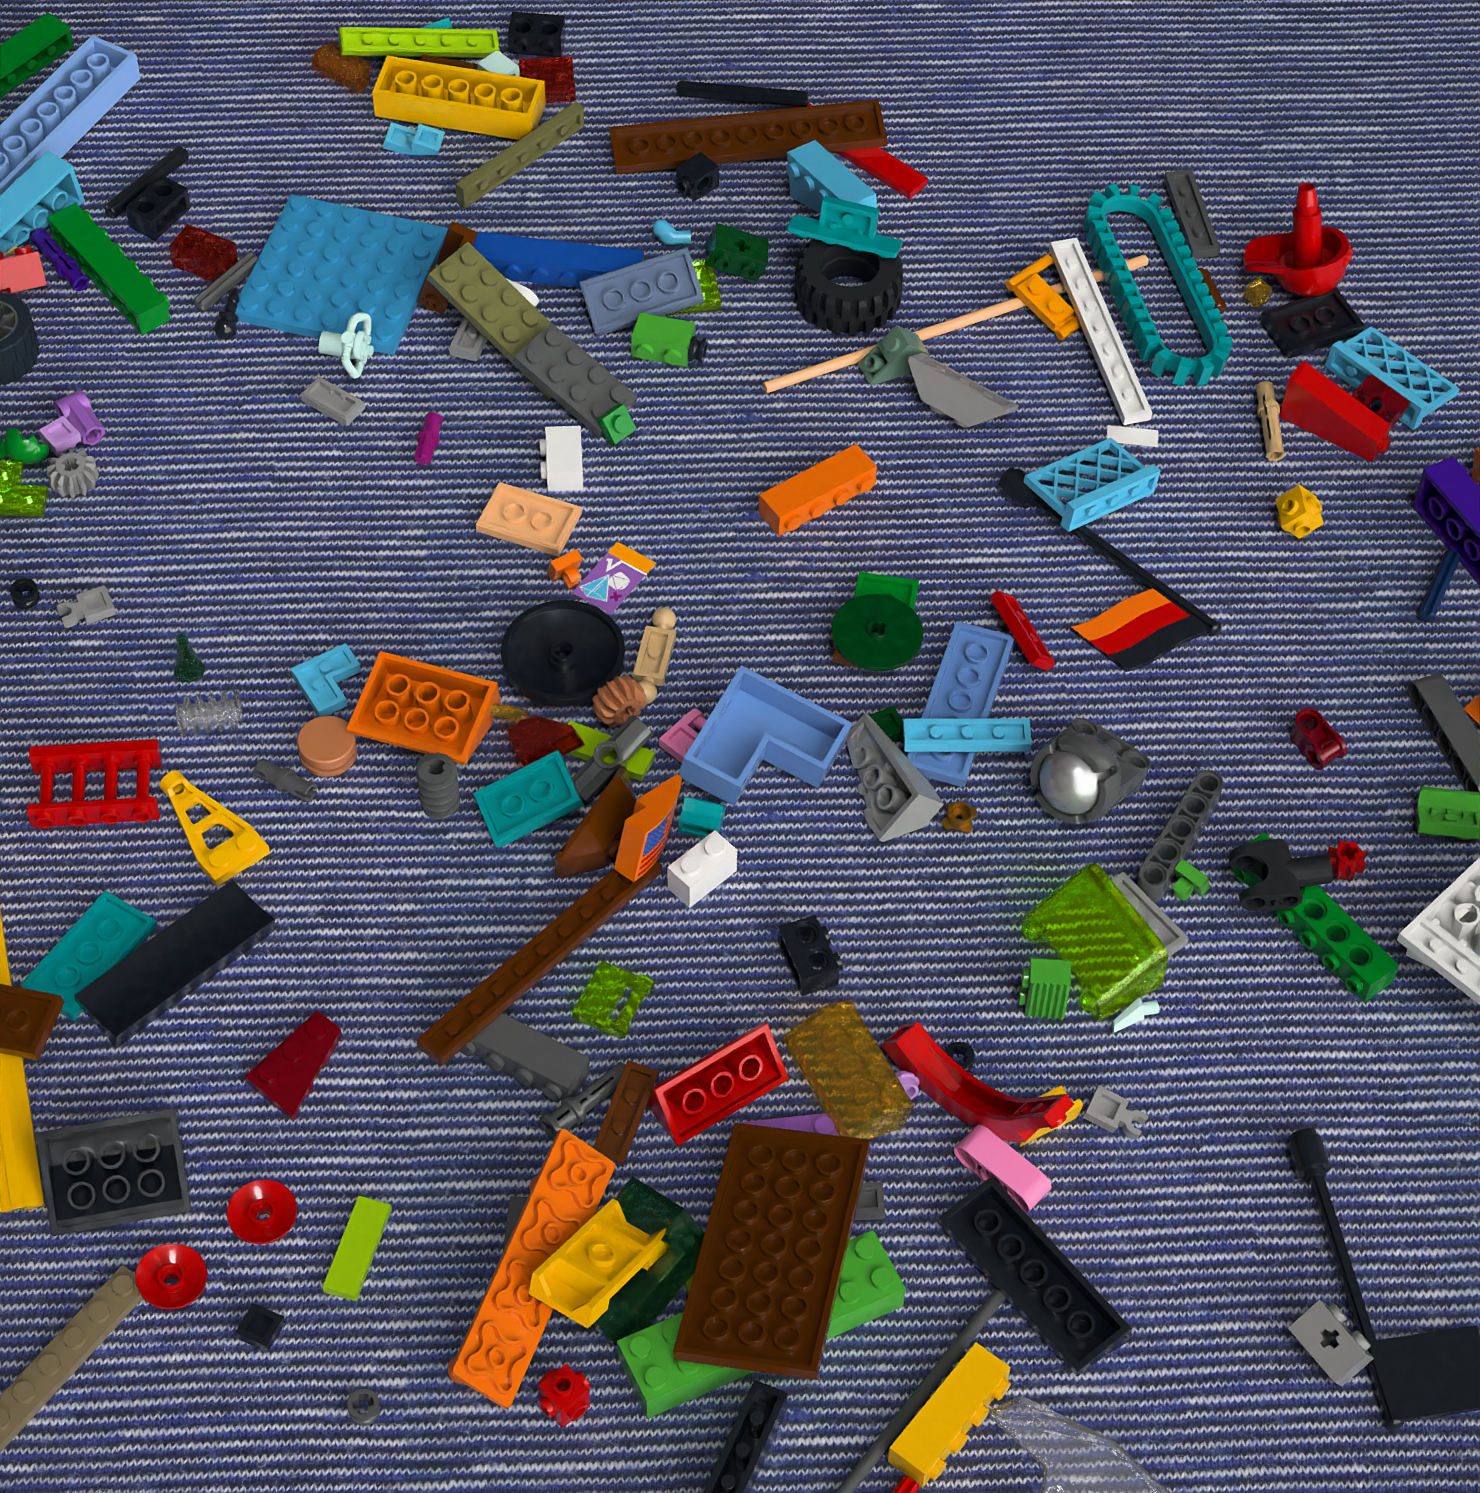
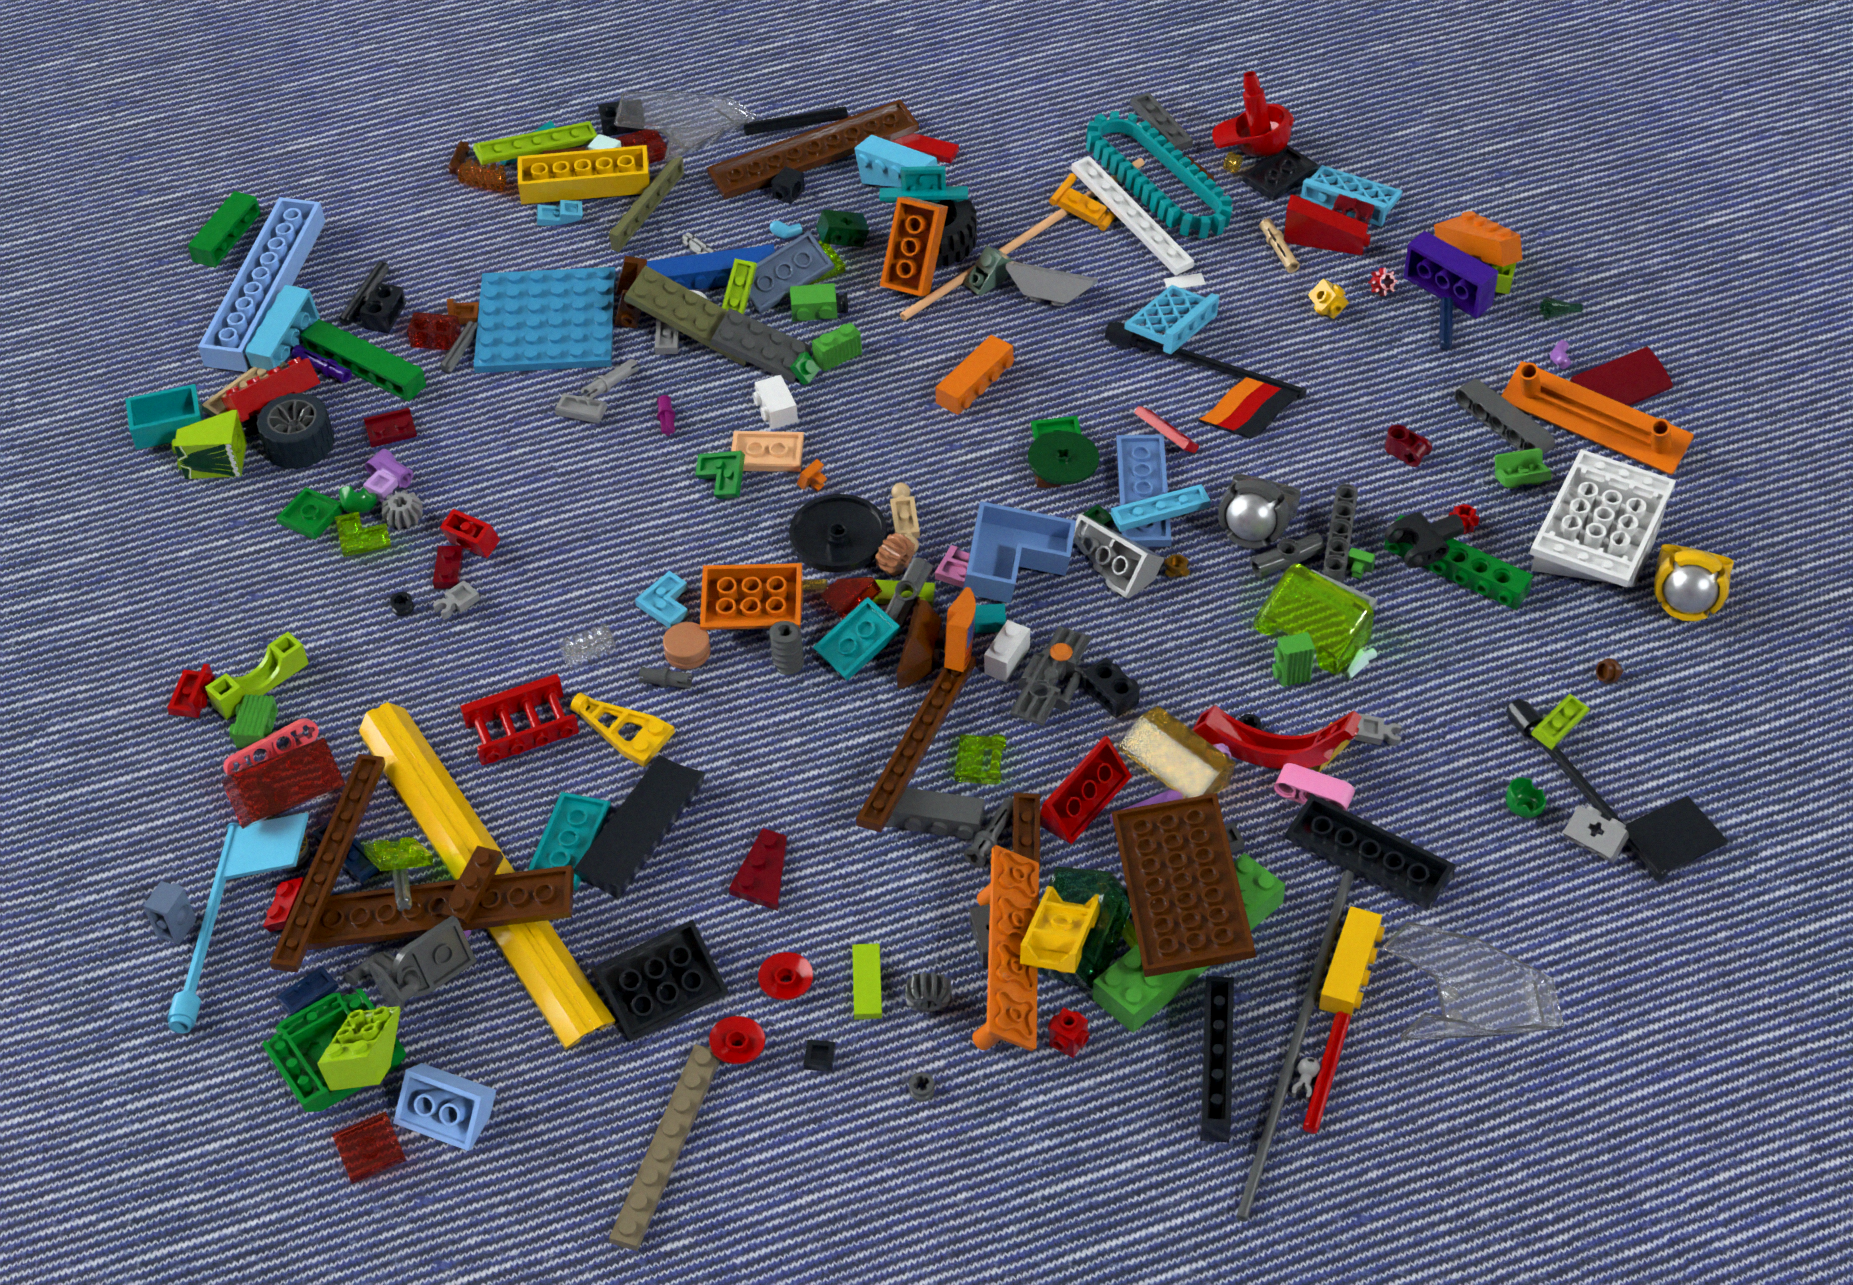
camera: 15 degrees left, 5 degrees down
(97, 561) = (448, 566): none -> dark red plate
(105, 363) = (390, 427): none -> dark red plate
(134, 527) = (470, 533): none -> red brick
(187, 665) = (554, 619): clear green cone -> none
(226, 327) = (472, 378): black bar -> none
(247, 237) = (465, 311): none -> dark orange tile
(327, 34) = (458, 157): none -> reddish brown axle
(349, 346) = (578, 367): light aqua piece -> none
(369, 377) = (603, 384): none -> light grey pin
(417, 1289) = (928, 992): none -> dark grey gear
(467, 531) = (726, 468): none -> green plate
(557, 225) = (696, 244): none -> axle
(578, 298) = (739, 285): none -> lime tile
(608, 55) = (686, 118): none -> clear windscreen
(614, 577) = (848, 473): sticker -> none
(666, 406) = (837, 346): none -> bright green brick
(732, 910) = (1043, 671): none -> dark grey piece
(804, 302) = (913, 246): none -> orange brick
(1116, 840) = (1286, 554): none -> dark grey piece
(1262, 1264) = (1524, 798): none -> green hair
(1351, 1174) = (1560, 721): none -> lime tile
(1380, 515) = (1389, 282): none -> red gear
(1446, 1123) = (1608, 671): none -> reddish brown plate

